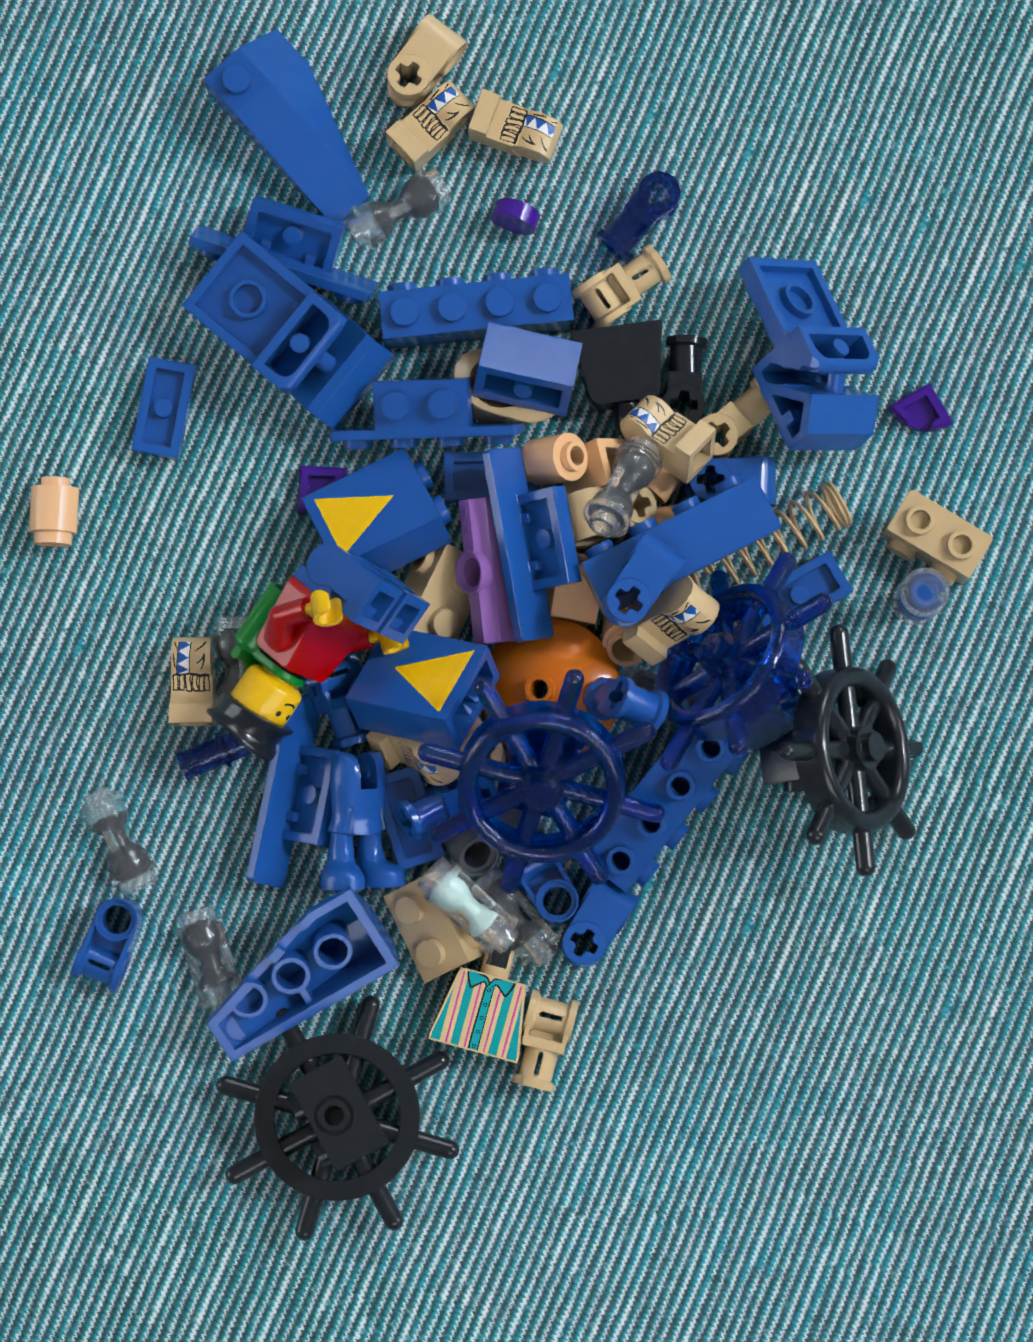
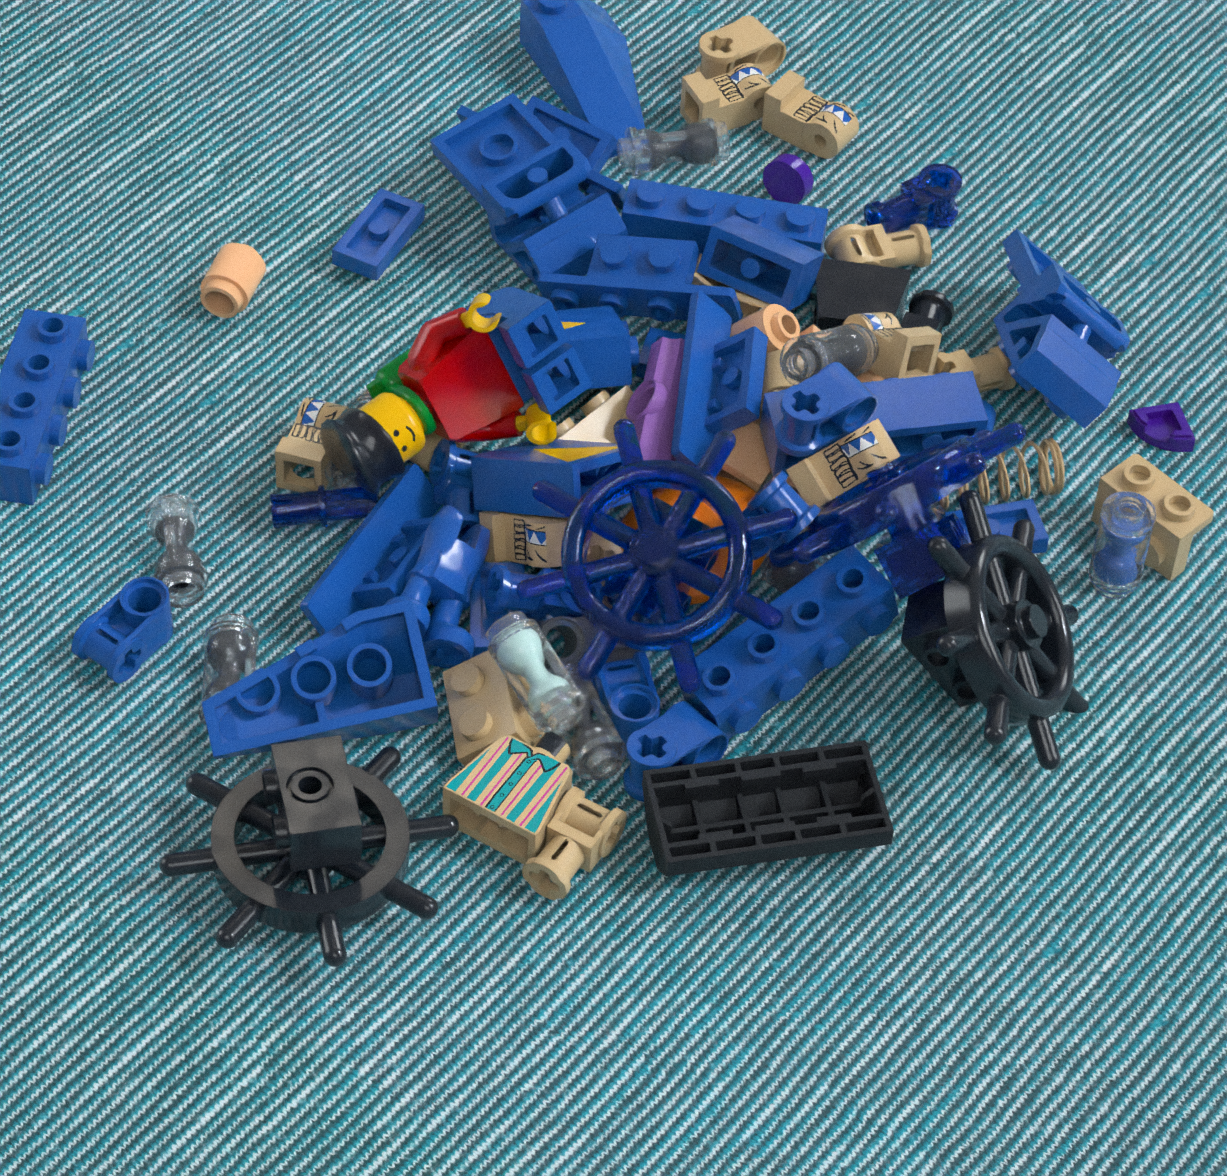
camera: 15 degrees right, 35 degrees down
(692, 967) = (764, 808): none -> black piece

